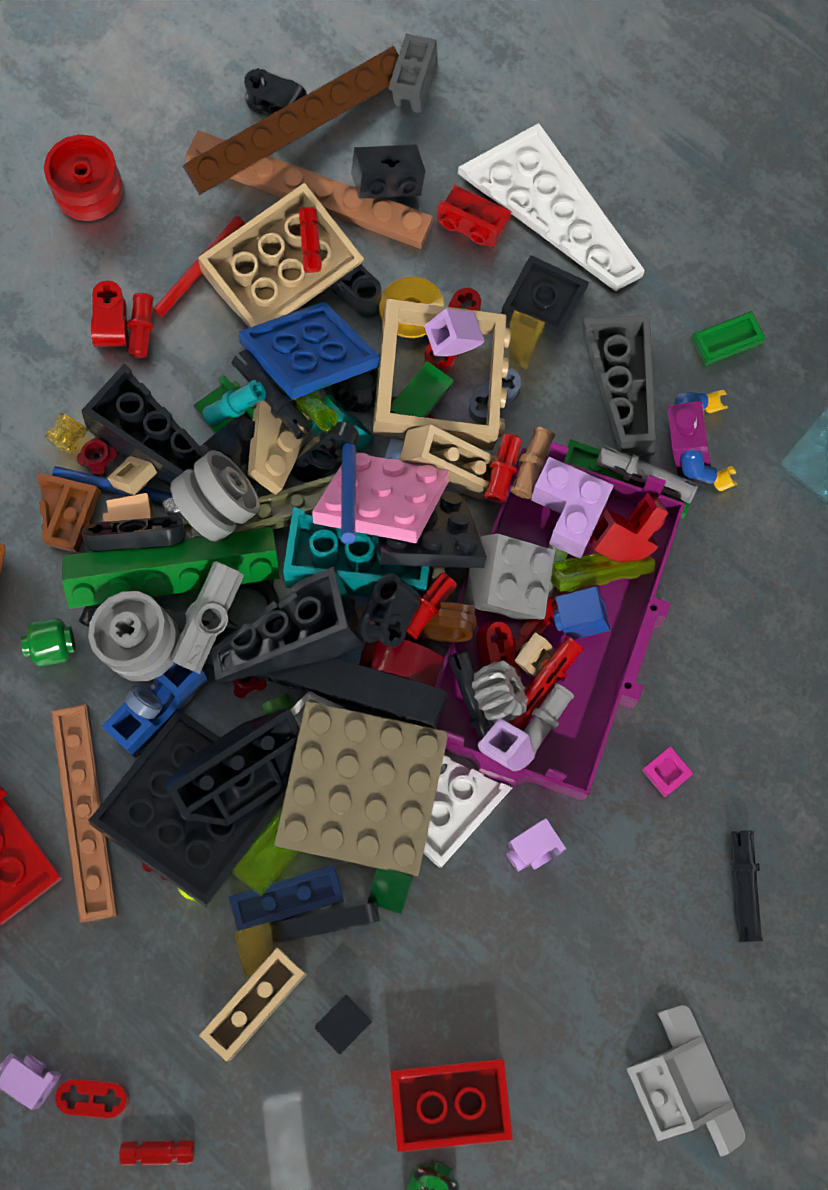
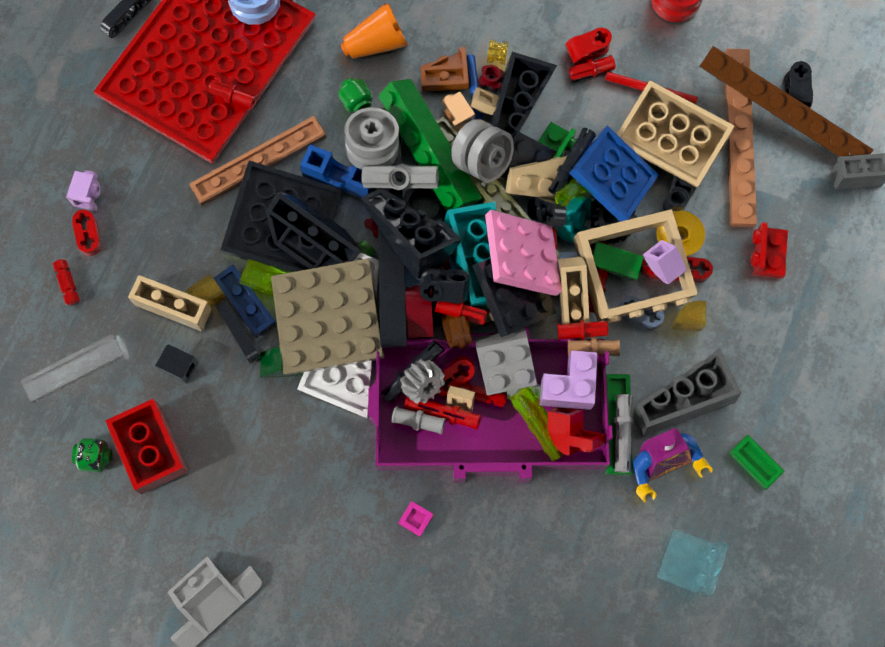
camera: 70 degrees right, 0 degrees up
(133, 533) = (441, 113): black beam -> none
(143, 702) = (334, 163): sand blue tile -> none
(234, 403) = (556, 141): teal pin -> none
(310, 240) = (693, 145): red axle -> none
(348, 494) = (513, 226): blue bar -> none
(387, 171) = (774, 180): black brick -> none
(507, 746) = (385, 398): lavender brick -> none
(534, 846) = (332, 445): lavender brick -> none
(546, 195) = (809, 294): white wing -> none
(546, 295) = (729, 321): black plate -> none
(581, 614) = (501, 420): blue brick -> none
(746, 886) = (351, 601): black pin -> none

